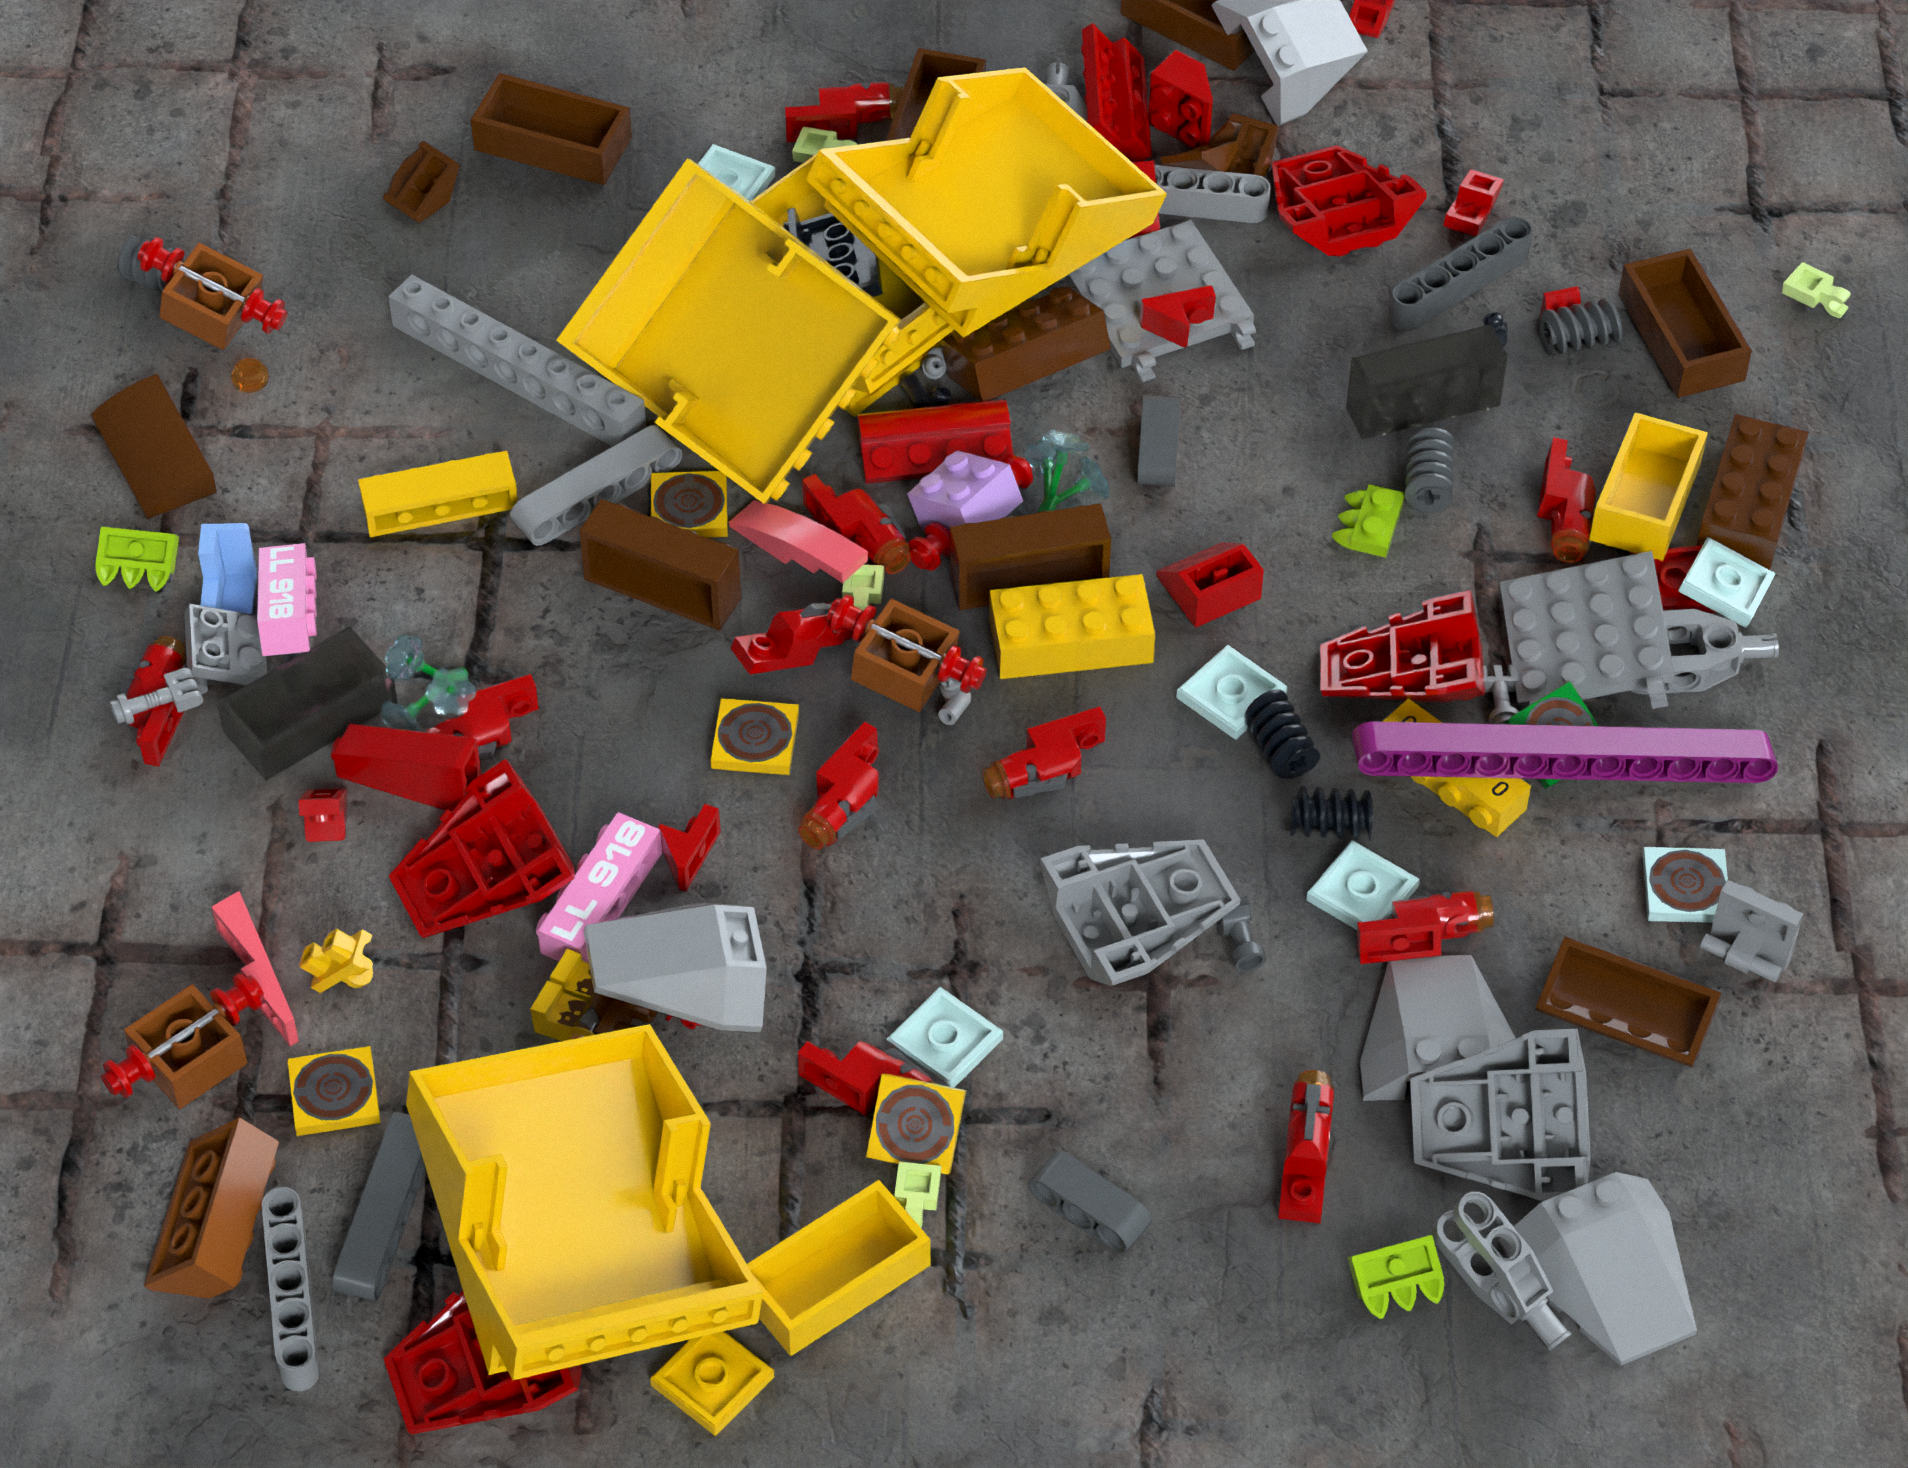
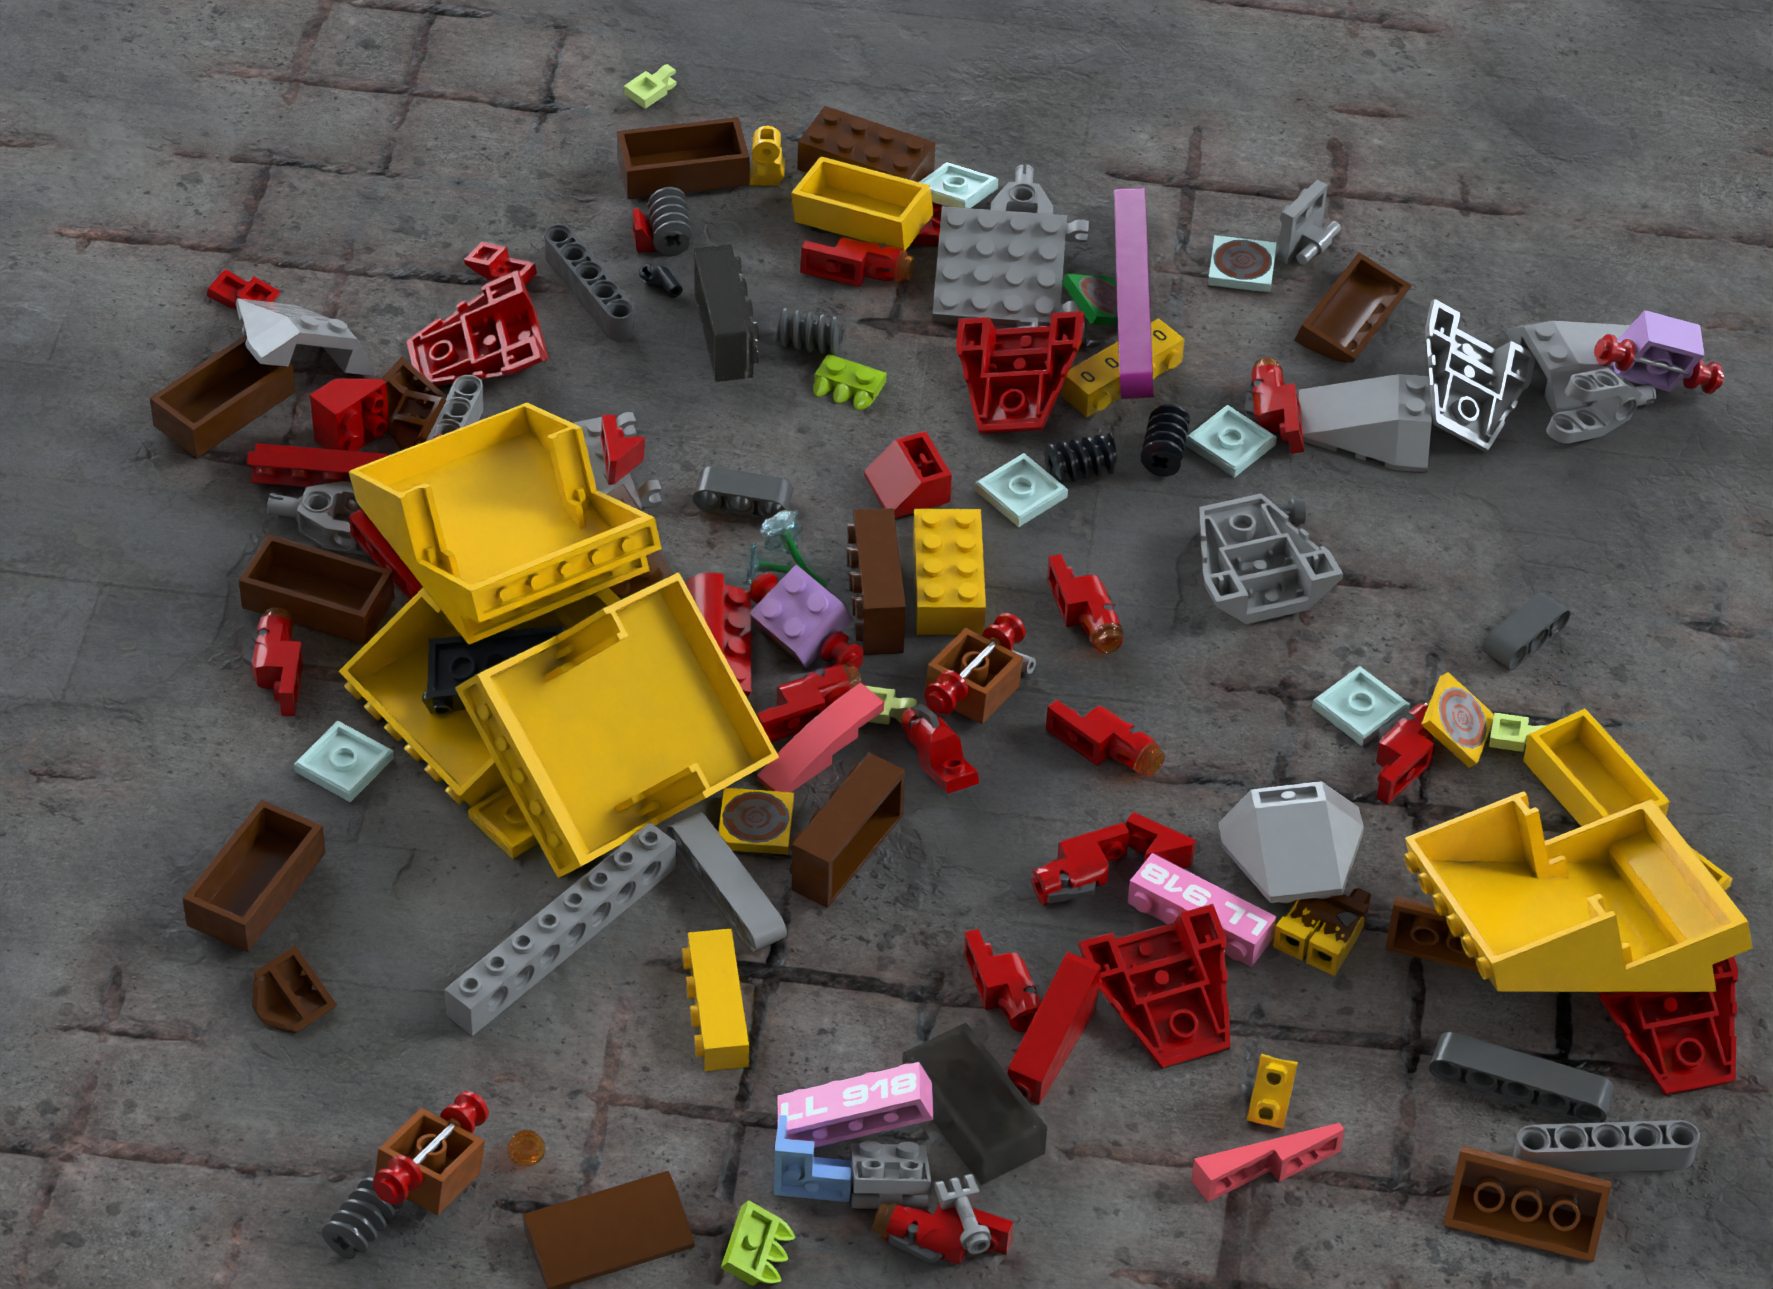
camera: 85 degrees left, 5 degrees down
(186, 1043) = (1359, 1204): dark orange brick -> none
(324, 814) = (1090, 1102): red slope -> none
(333, 1091) = (1396, 1115): tile -> none
(448, 691) = (962, 1003): clear light blue plant -> none
(647, 776) = (1080, 865): none -> red plate
(755, 736) = (1033, 797): tile -> none
(812, 140) = (322, 685): yellowish green plate -> none
(1307, 1147) = (1484, 496): red plate -> none
(1397, 1271) = (1590, 468): lime plate -> none
(1602, 1325) = (1661, 354): none -> lavender brick
(1711, 397) = (767, 157): none -> yellow leg

